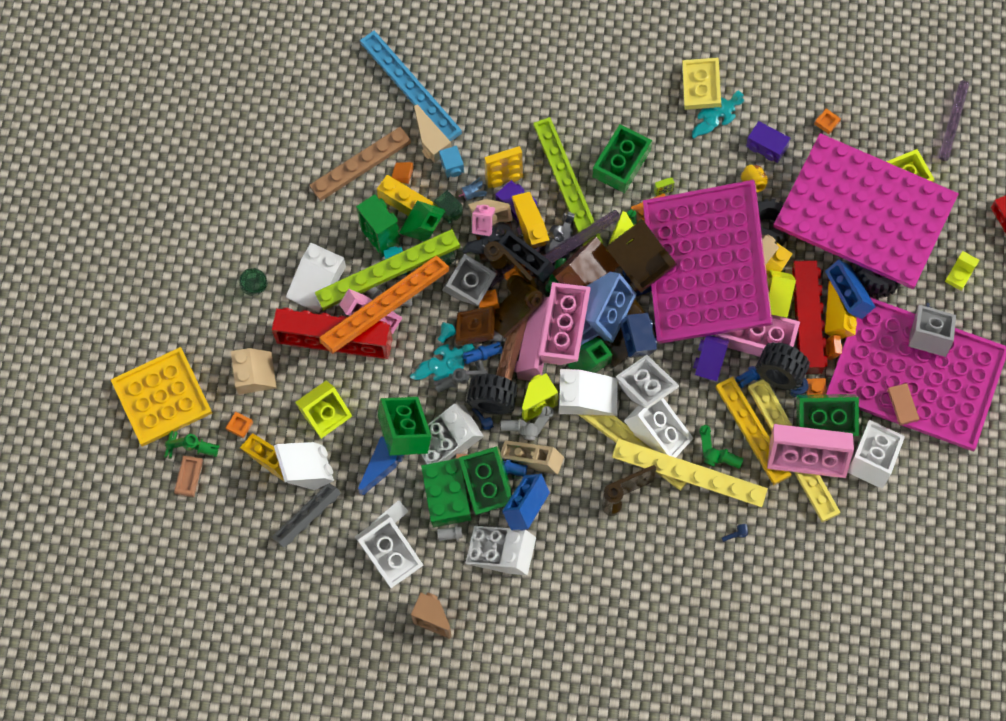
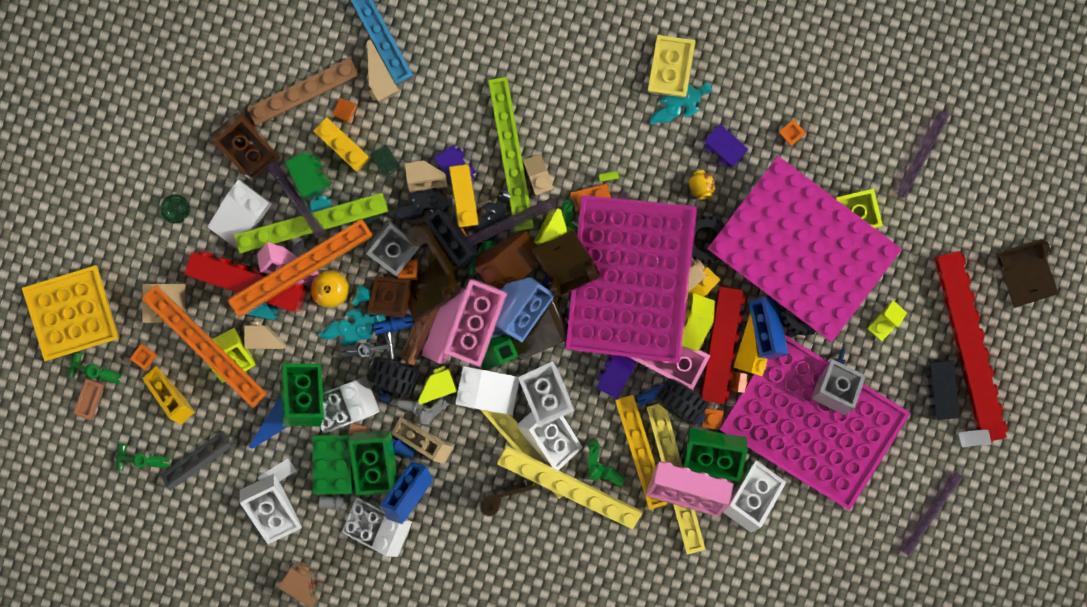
camera: 10 degrees right, 20 degrees up
(247, 521) = (139, 459): none -> green pin
(301, 393) = (204, 346): none -> orange plate
(304, 464) = (198, 417): white slope -> none
(312, 217) = (244, 145): none -> reddish brown slope
(352, 361) = (265, 311): none -> teal slope
(355, 386) = (261, 337): none -> tan slope
(389, 262) = (312, 222): none -> piece
(414, 332) = (338, 291): none -> yellow cylinder
(422, 221) = (355, 178): green slope -> none
(451, 162) = (396, 109): dark azure brick -> none
(469, 191) = (410, 145): flat silver piece -> none
(482, 220) = (415, 187): bright pink bracket -> none
(503, 167) = (440, 134): yellow plate -> none
(598, 198) = (538, 175): none -> tan slope
(622, 158) = (571, 139): green brick -> none
(638, 335) = (548, 342): dark blue brick -> none
(742, 532) = (608, 549): dark blue hand -> none
(903, 404) = (791, 454): nougat tile -> none

